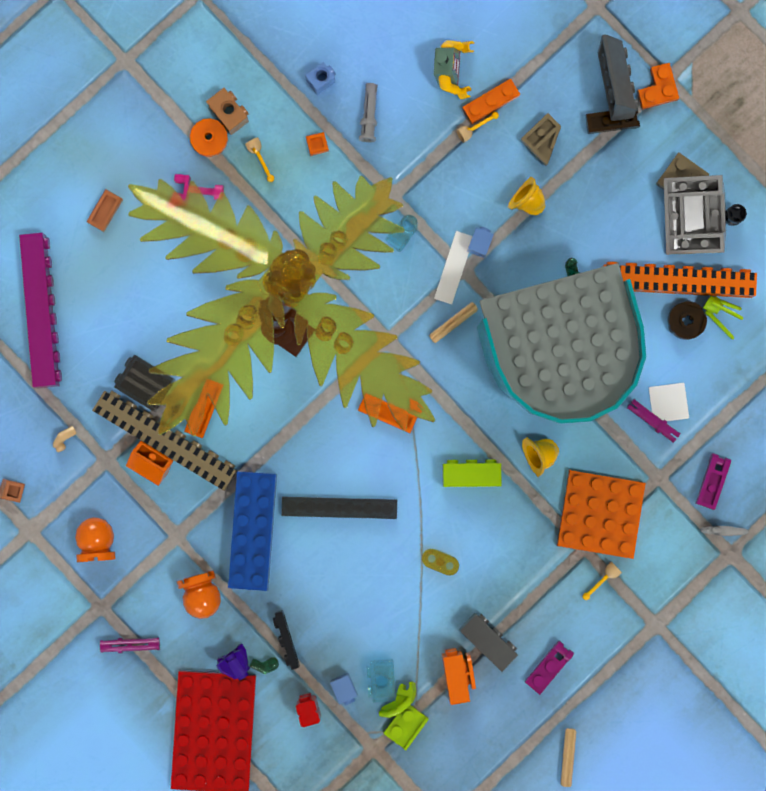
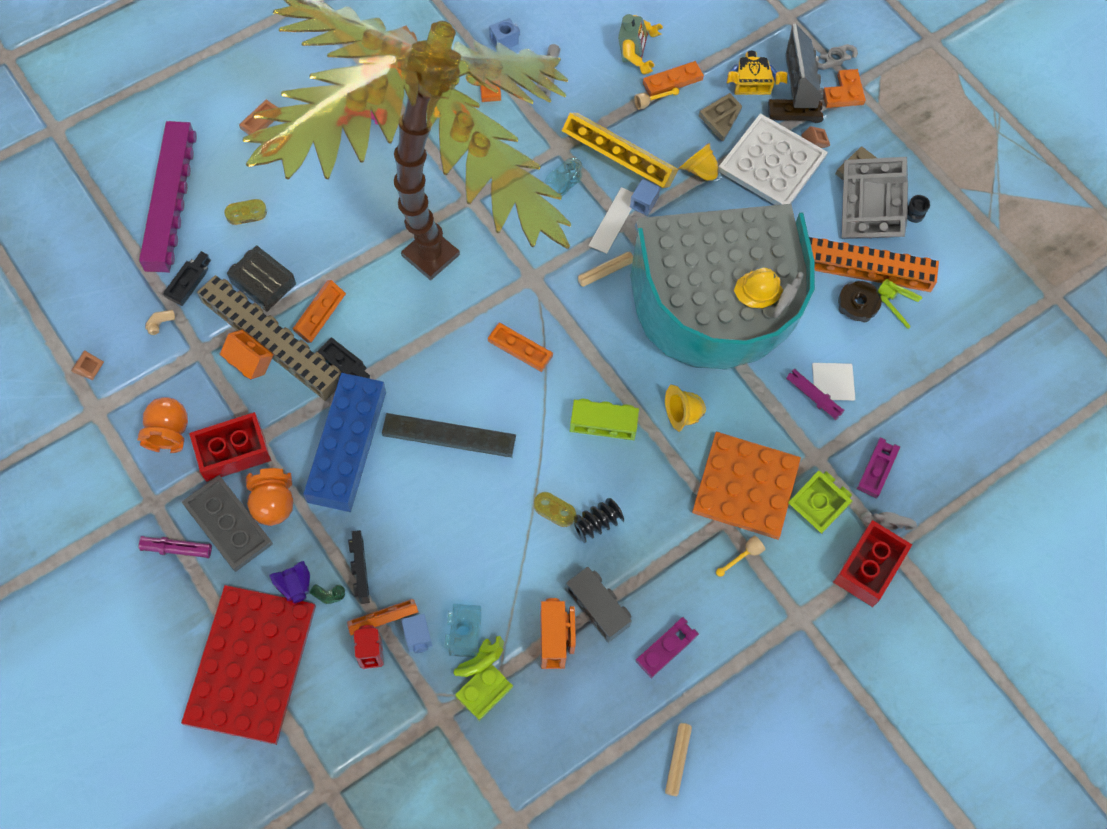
camera: 10 degrees right, 20 degrees down
(78, 394) = (187, 279): none -> black hinge
(115, 316) = (245, 211): none -> clear yellow plate
(155, 552) = (230, 447): none -> red brick
(167, 617) = (227, 523): none -> dark grey plate
(235, 453) = (343, 359): none -> black hinge
(313, 679) = (384, 615): none -> orange tile
(450, 196) = (620, 150): none -> yellow brick
(478, 569) = (596, 518): none -> black piece
(569, 88) = (755, 75): none -> torso
(596, 183) = (772, 161): none -> white plate
(596, 360) = (758, 288): none -> yellow piece
(623, 365) = (788, 295): none -> light grey piece
(634, 148) = (816, 136): none -> nougat slope
(650, 42) = (841, 51): none -> light grey piece
(666, 522) = (821, 501): none -> lime plate
(713, 573) = (872, 563): none -> red brick

